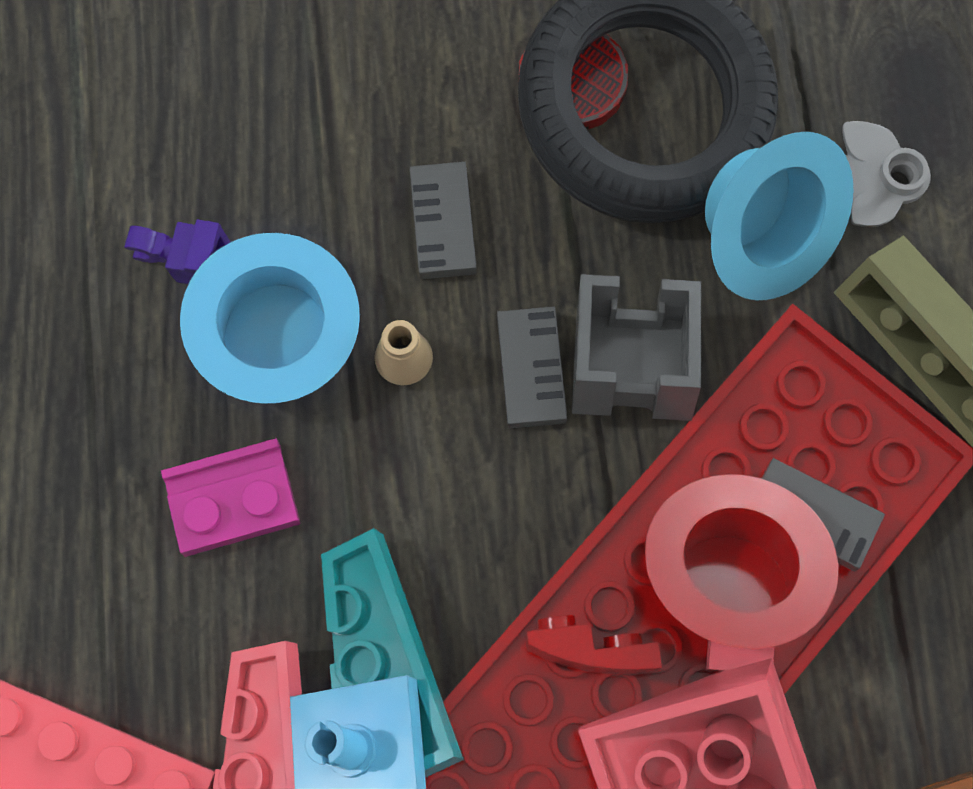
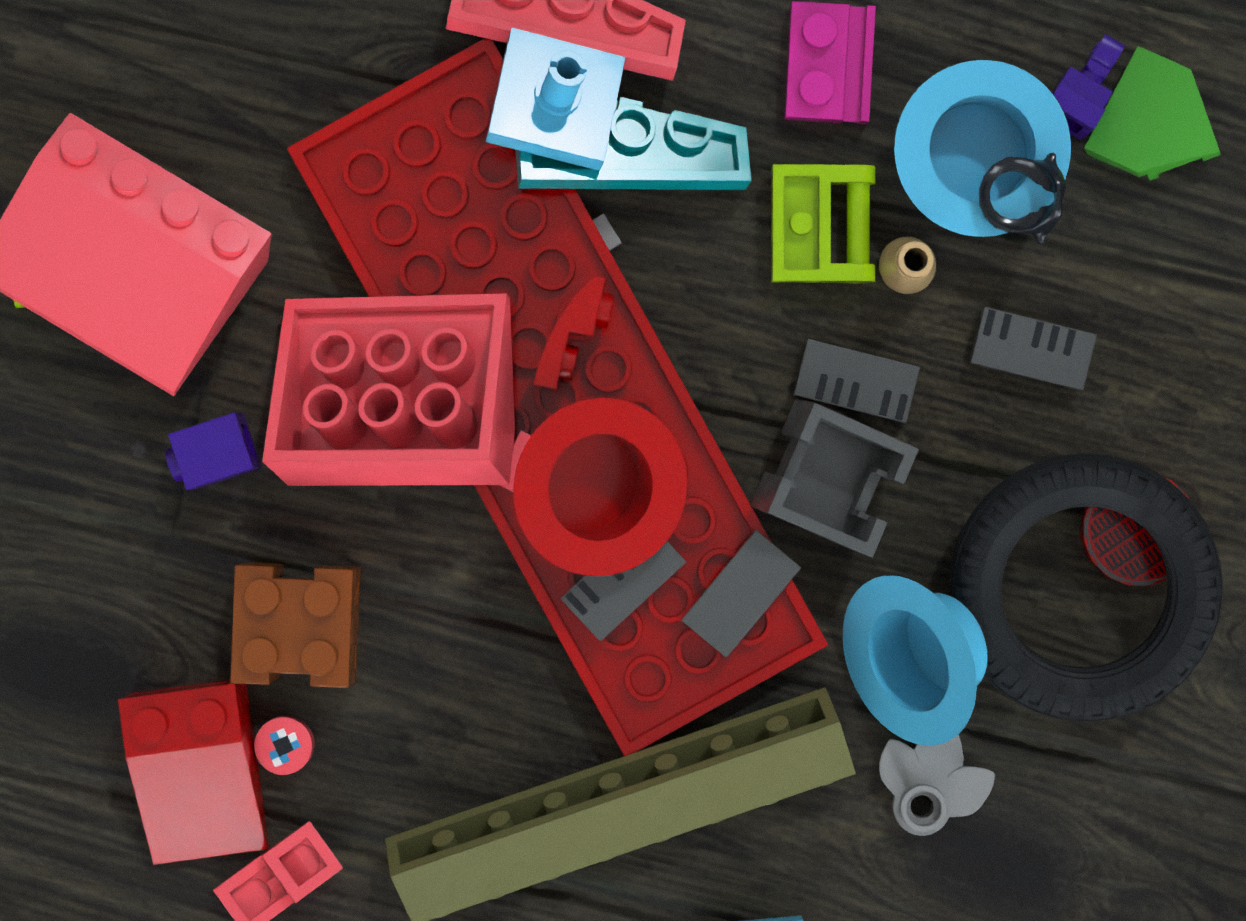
camera: 110 degrees right, 15 degrees up
(191, 180) = (1153, 119): none -> bright green slope
(276, 249) = (1041, 172): none -> black piece
(396, 466) = (804, 223): none -> lime plate
(471, 658) = (607, 232): none -> light grey piece
(780, 398) = (740, 593): none -> dark grey tile

